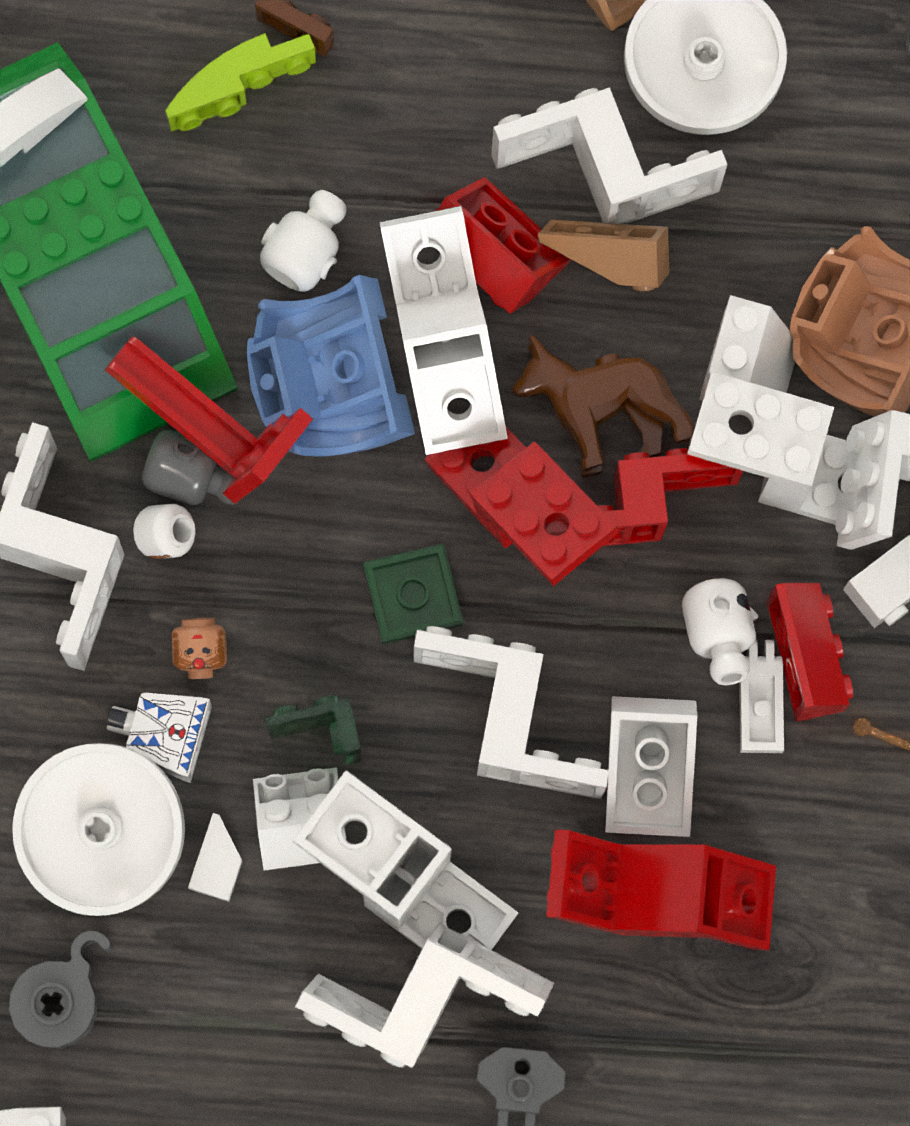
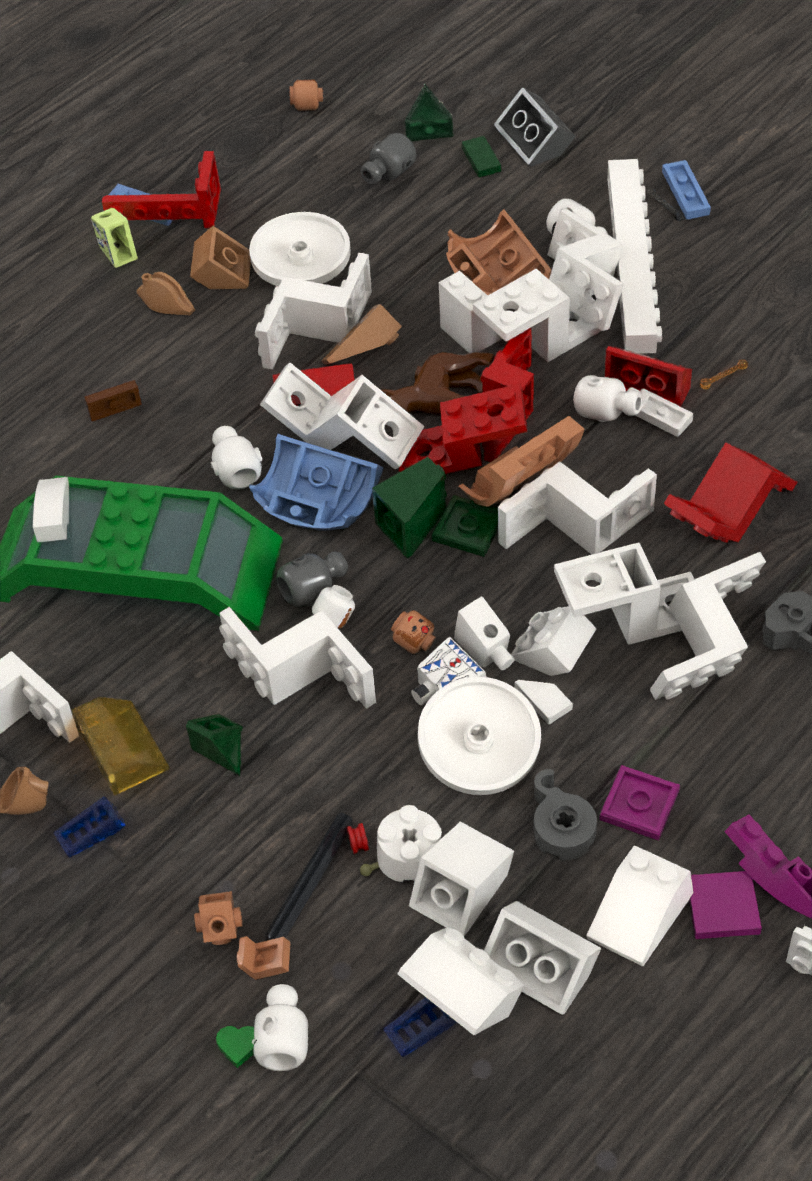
camera: 45 degrees left, 25 degrees down
(149, 1065) = (639, 802): none -> magenta tile
(203, 421) = (335, 537): red bracket -> none
(221, 84) = (114, 436): lime slope -> none
(244, 719) = (483, 635): none -> white torso
(327, 712) = (516, 584): clear green bracket -> none
(374, 513) = (410, 504): none -> dark green slope
(515, 603) = (522, 464): none -> nougat piece
(651, 766) = (652, 451): white slope -> none

